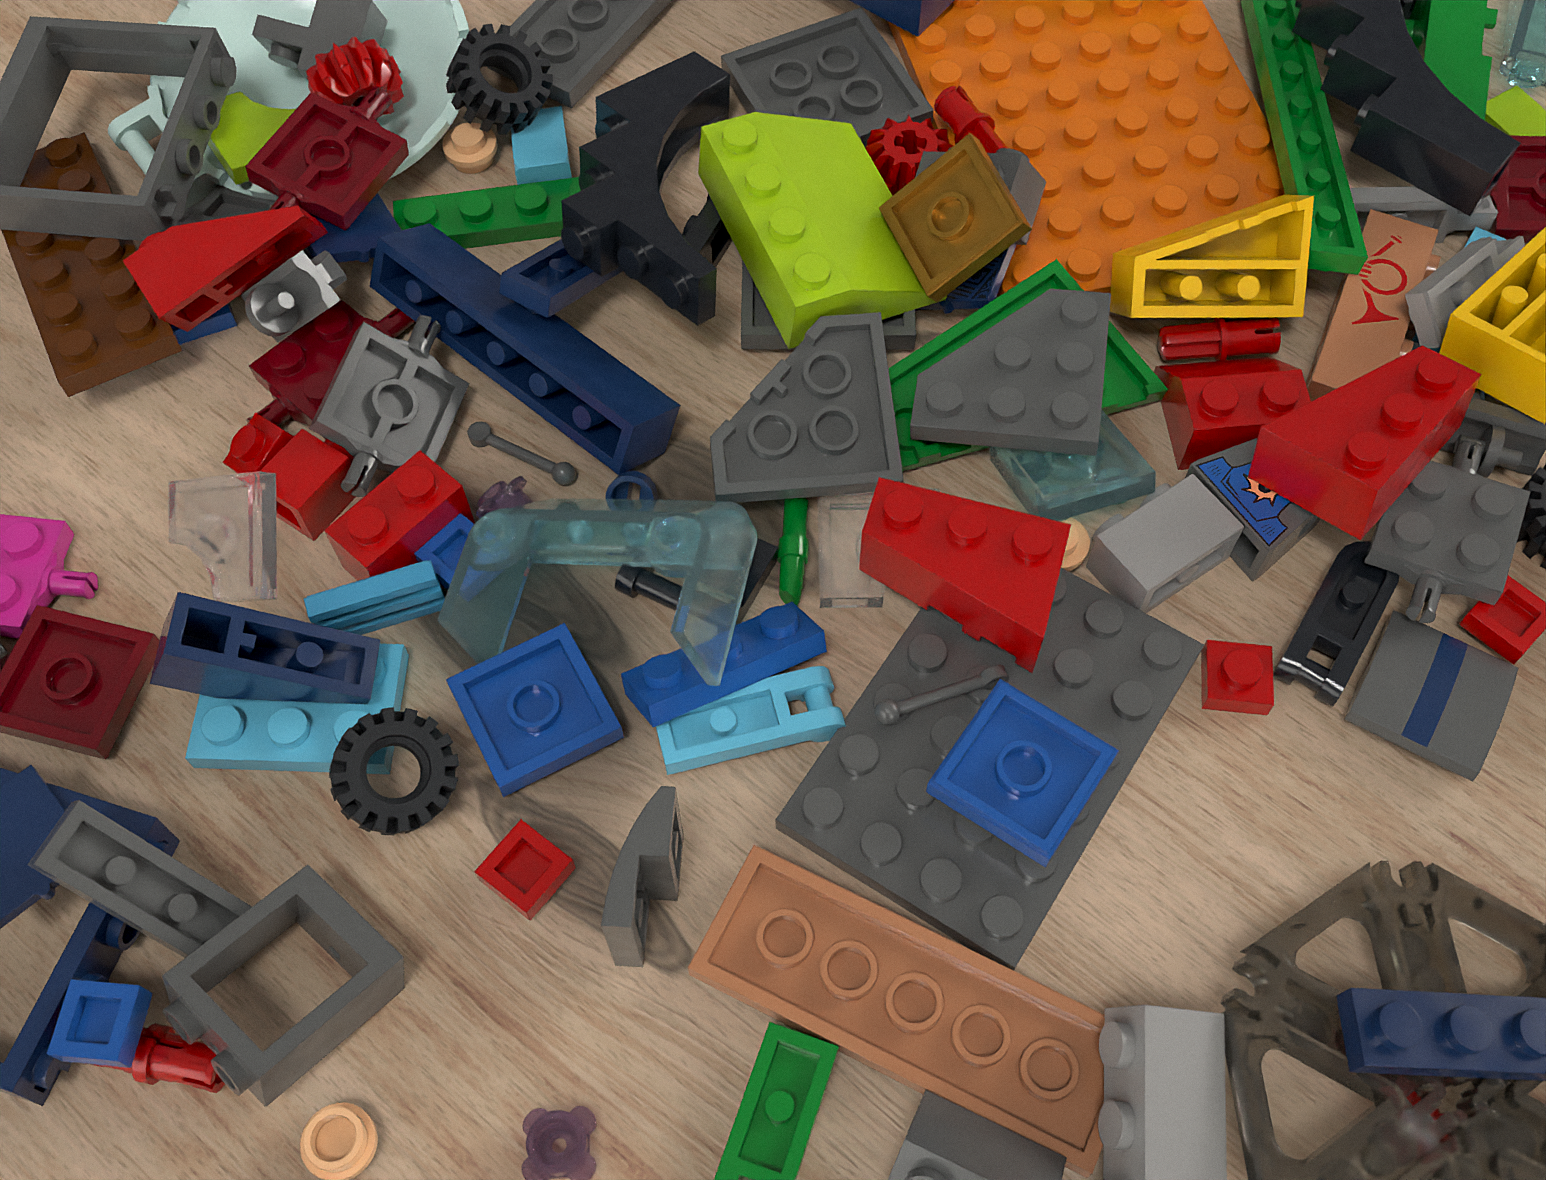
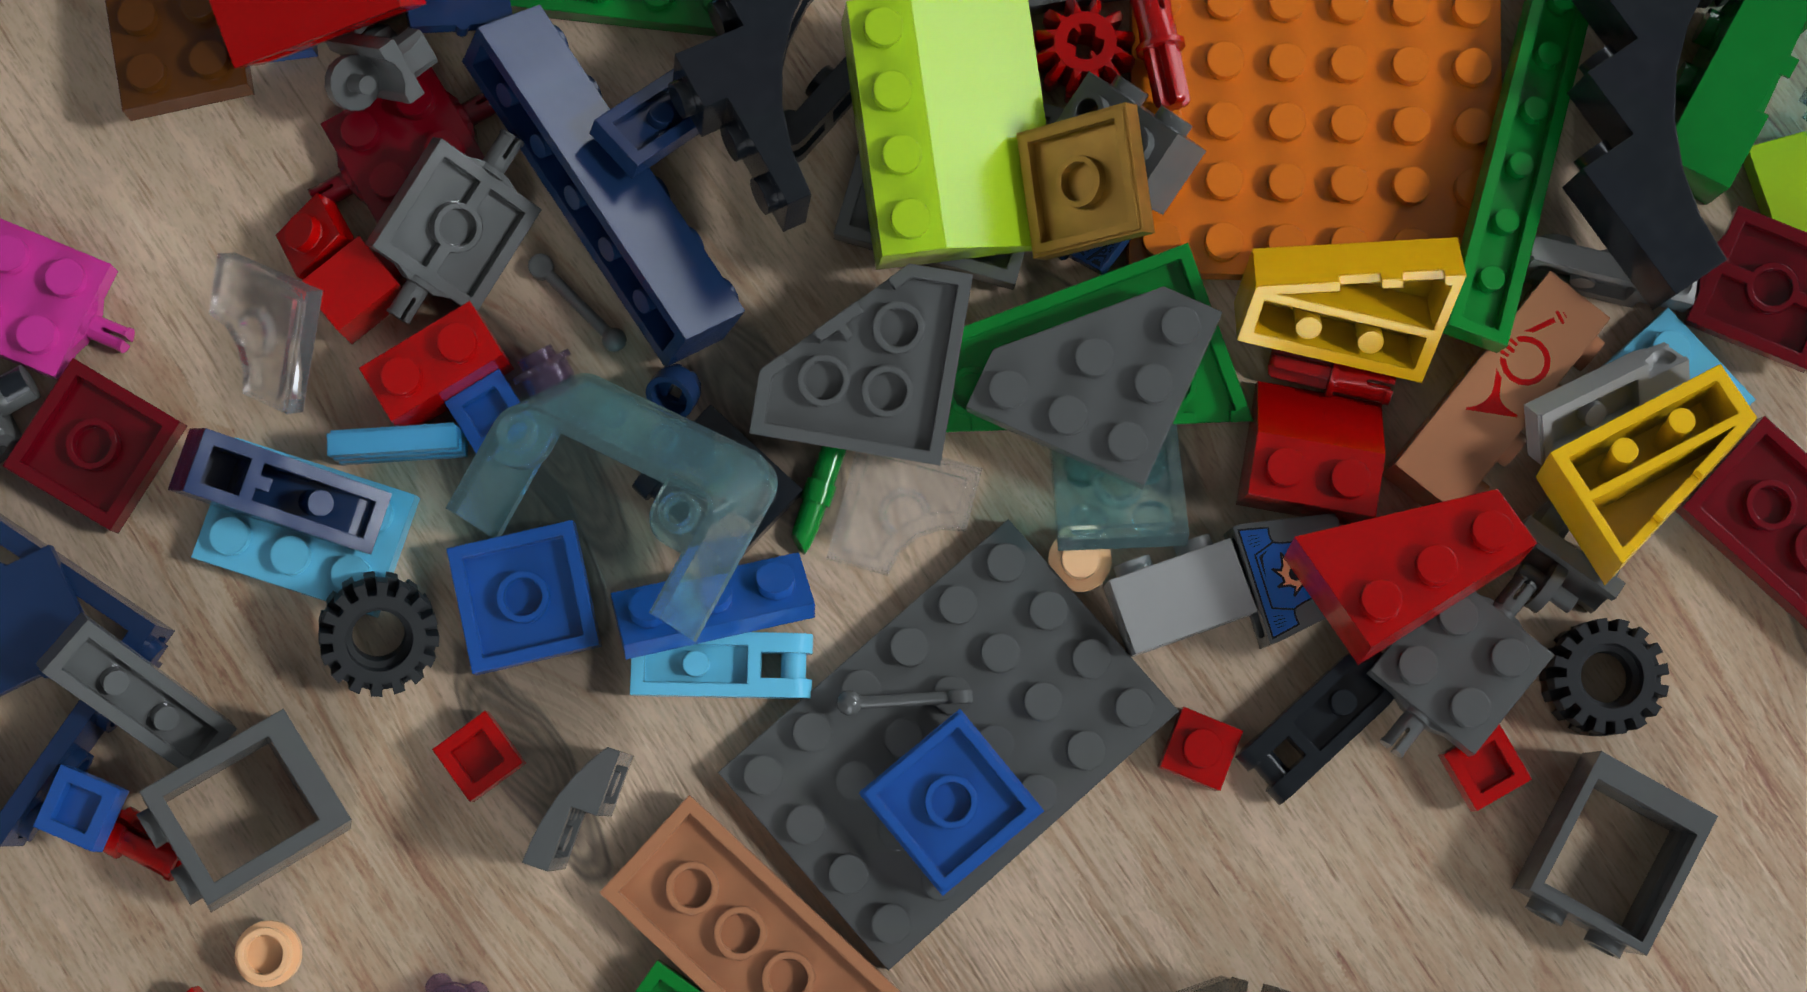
camera: 10 degrees right, 20 degrees up
(968, 560) = (971, 580): red wedge -> none
(1433, 695) = (1375, 822): dark grey slope -> none

